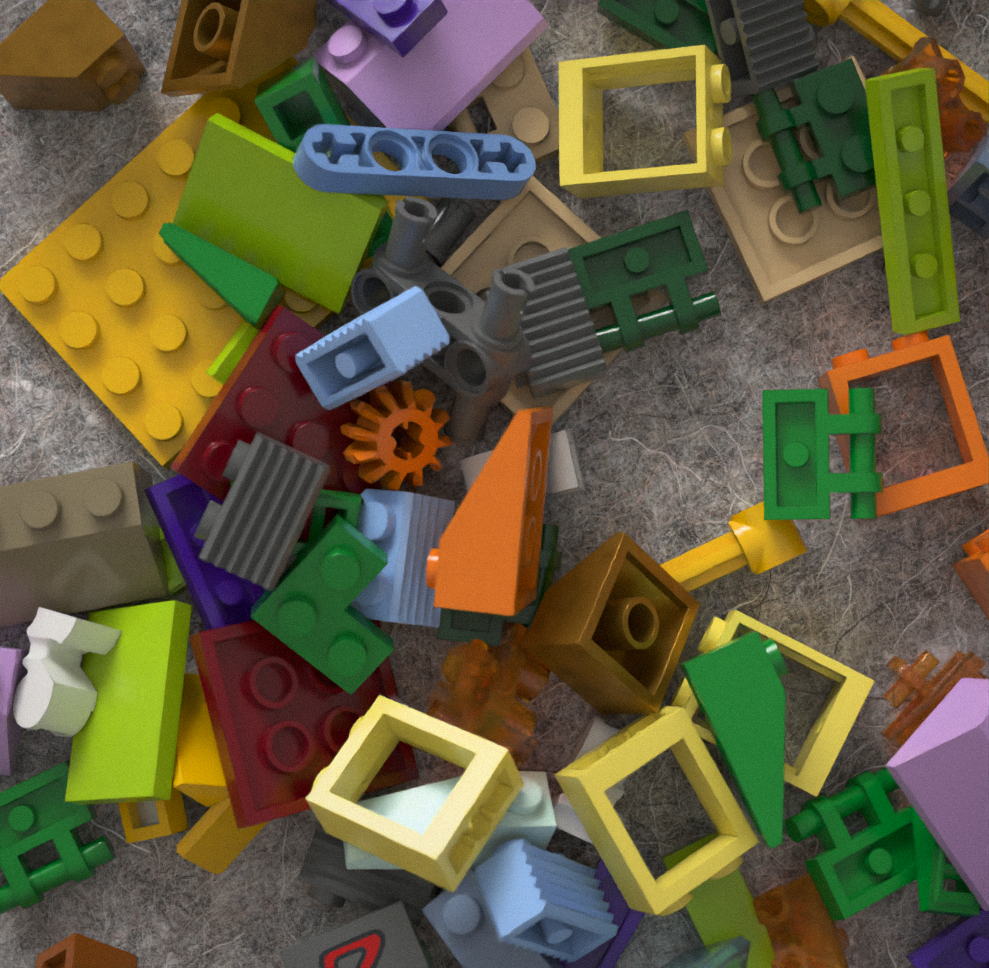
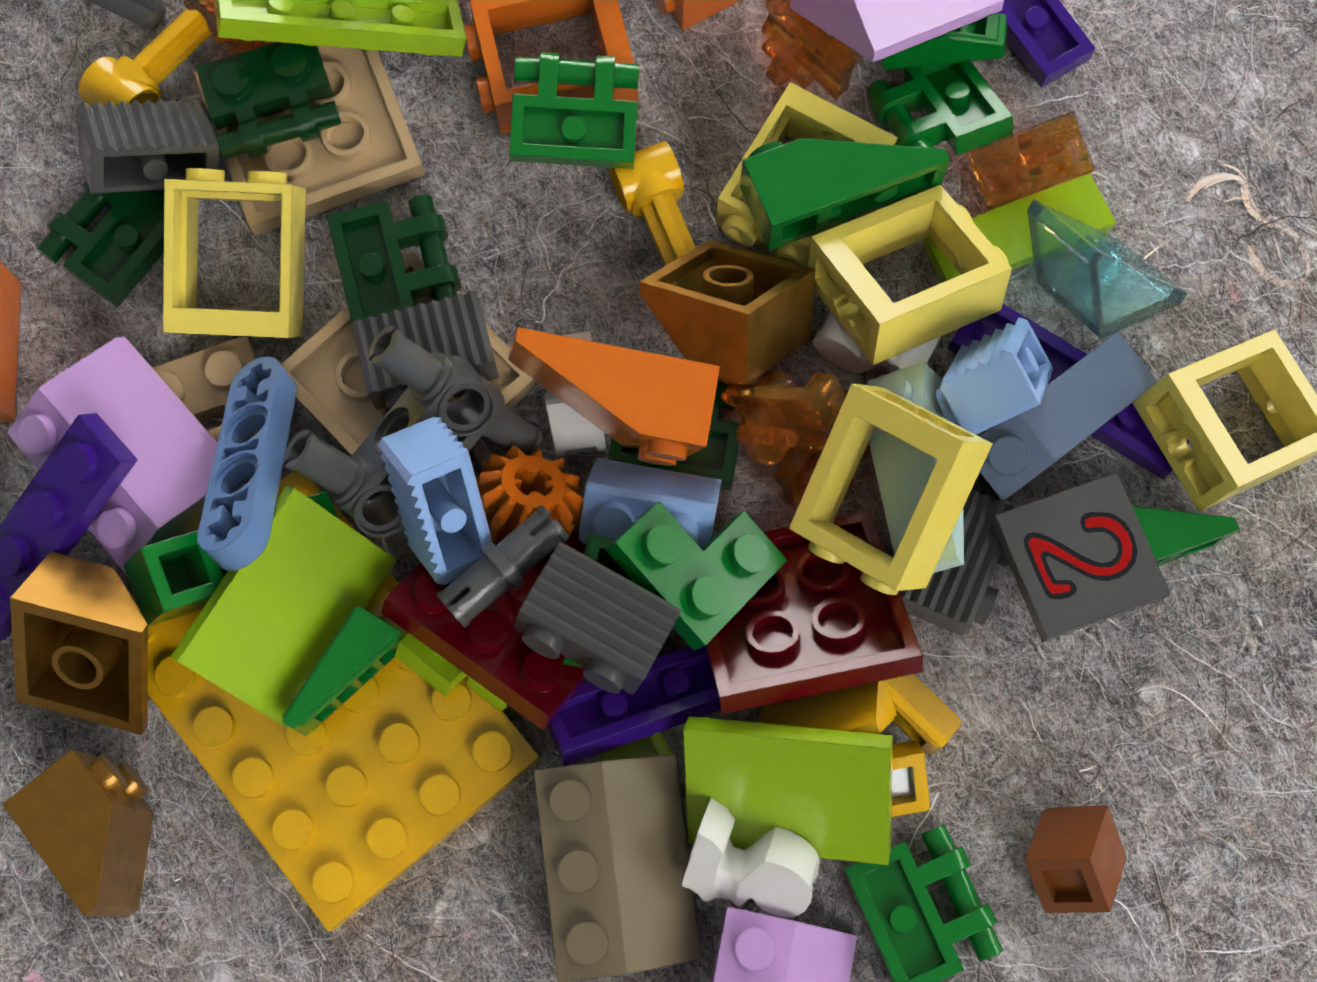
camera: 90 degrees left, 10 degrees down
(312, 416) = (502, 566): none -> dark grey pin

